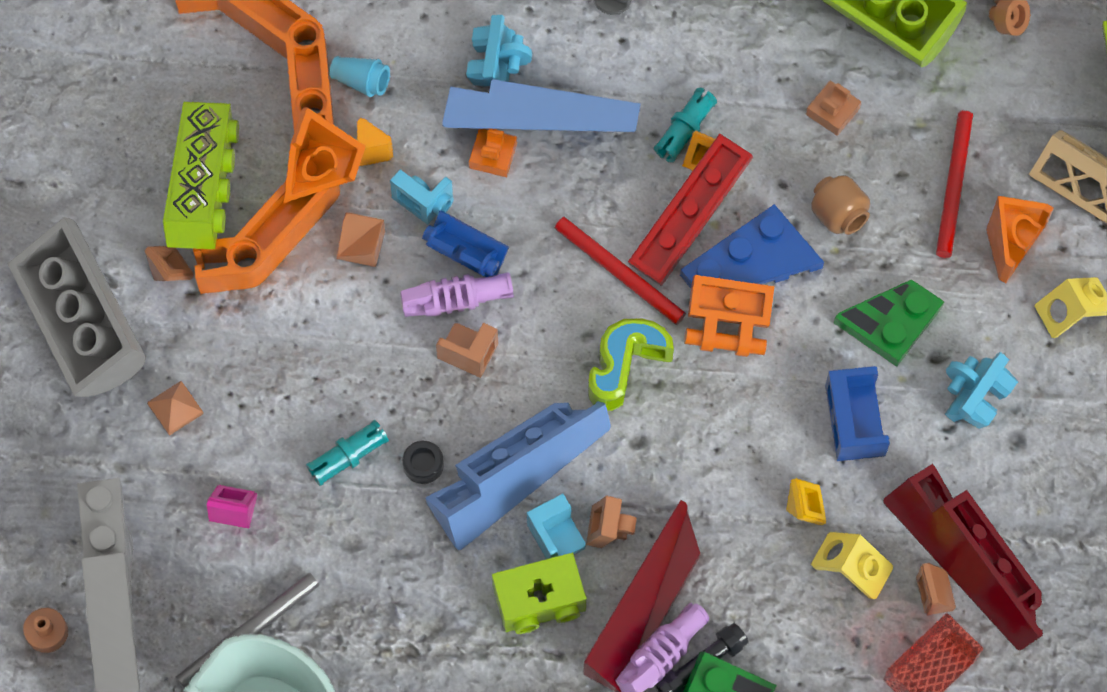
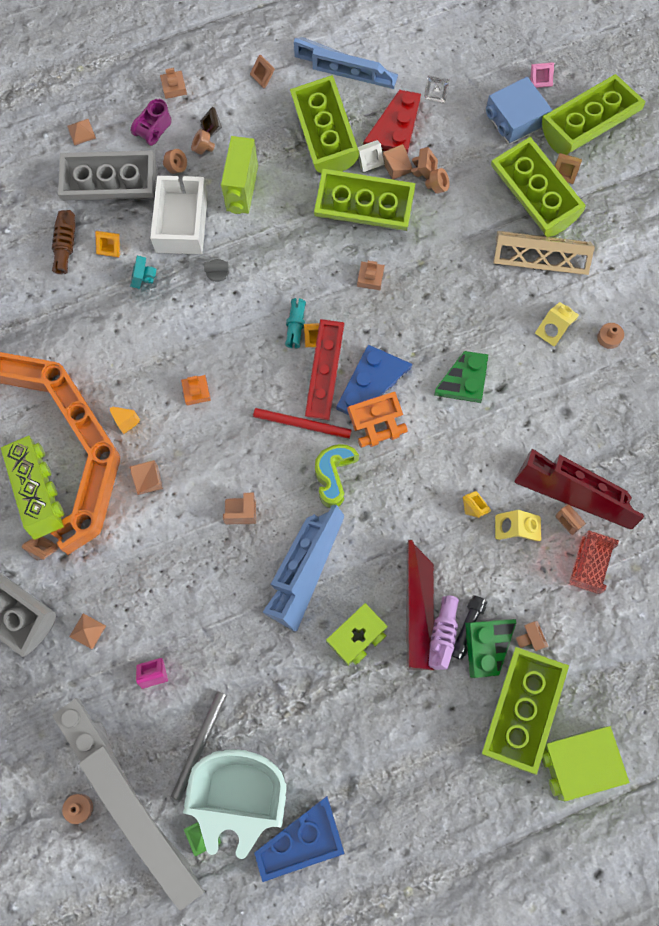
camera: 25 degrees left, 5 degrees up
(320, 157) = (98, 442): orange slope -> none
(347, 452) = (203, 607): teal pin -> none
(361, 74) = (97, 381): medium azure cone -> none
(417, 198) = (166, 437): medium azure bracket -> none
(423, 462) = (249, 590): black tile -> none
(455, 294) = (217, 483): lavender hinge -> none
(465, 245) = (209, 451): blue hinge -> none
(503, 53) = (174, 332): medium azure hips -> none
(537, 108) = (209, 353): medium blue wedge -> none
(554, 528) = (346, 592): medium azure panel -> none
(608, 524) = (373, 573): nougat tile -> none
(840, 204) = (405, 327): medium nougat head -> none
(855, 414) = (474, 441): blue panel -> none
(954, 184) = (457, 287): red bar -> none
(988, 376) = (530, 394): medium azure hips -> none
(1013, 231) = (504, 299): orange slope -> none

